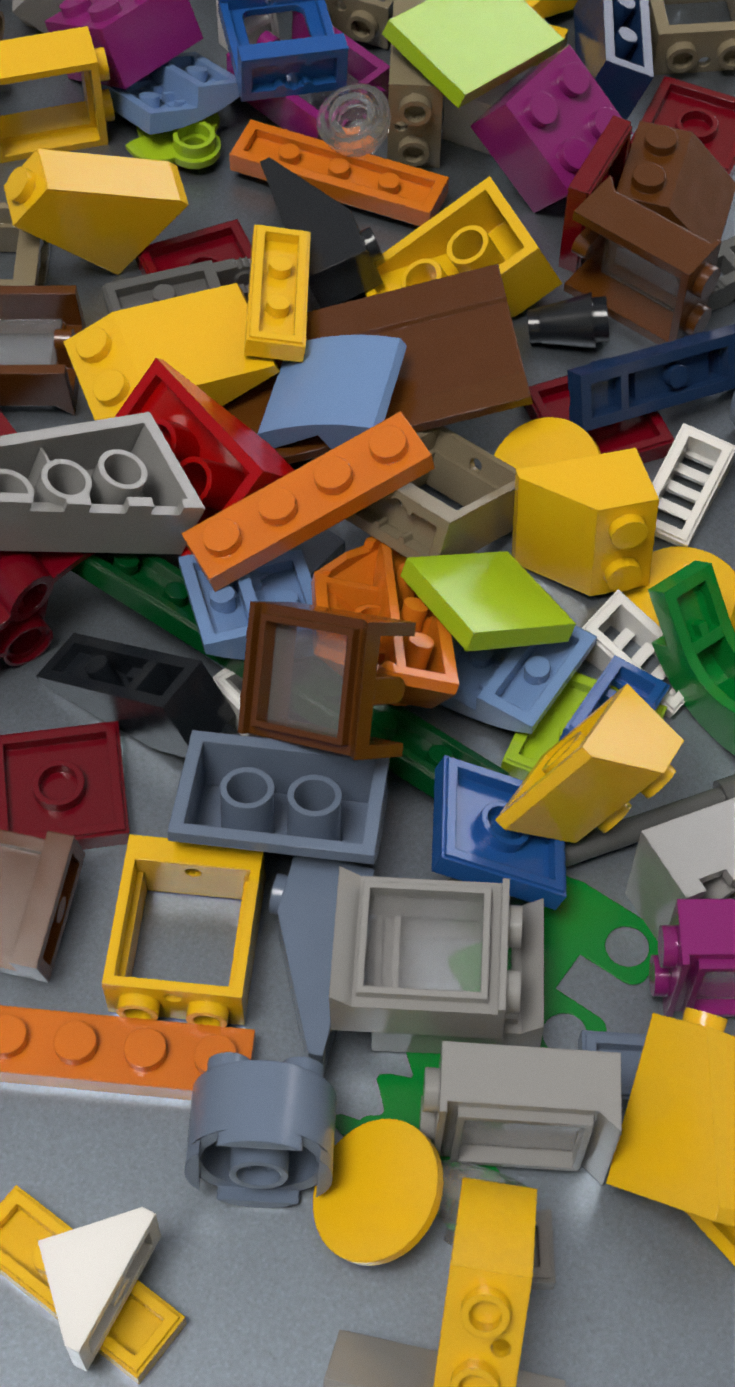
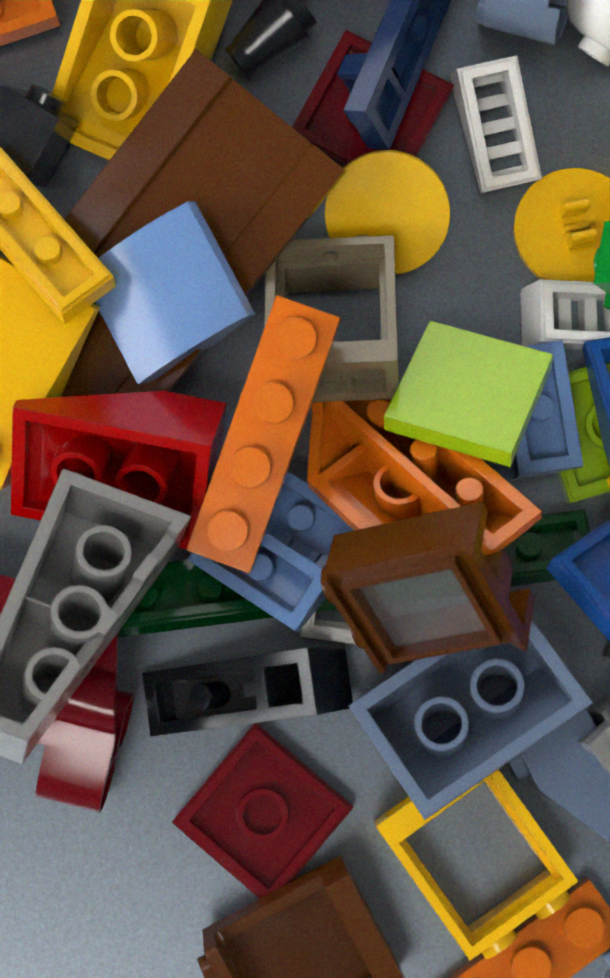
camera: 35 degrees left, 25 degrees up
(587, 522) = (476, 239): yellow slope -> none

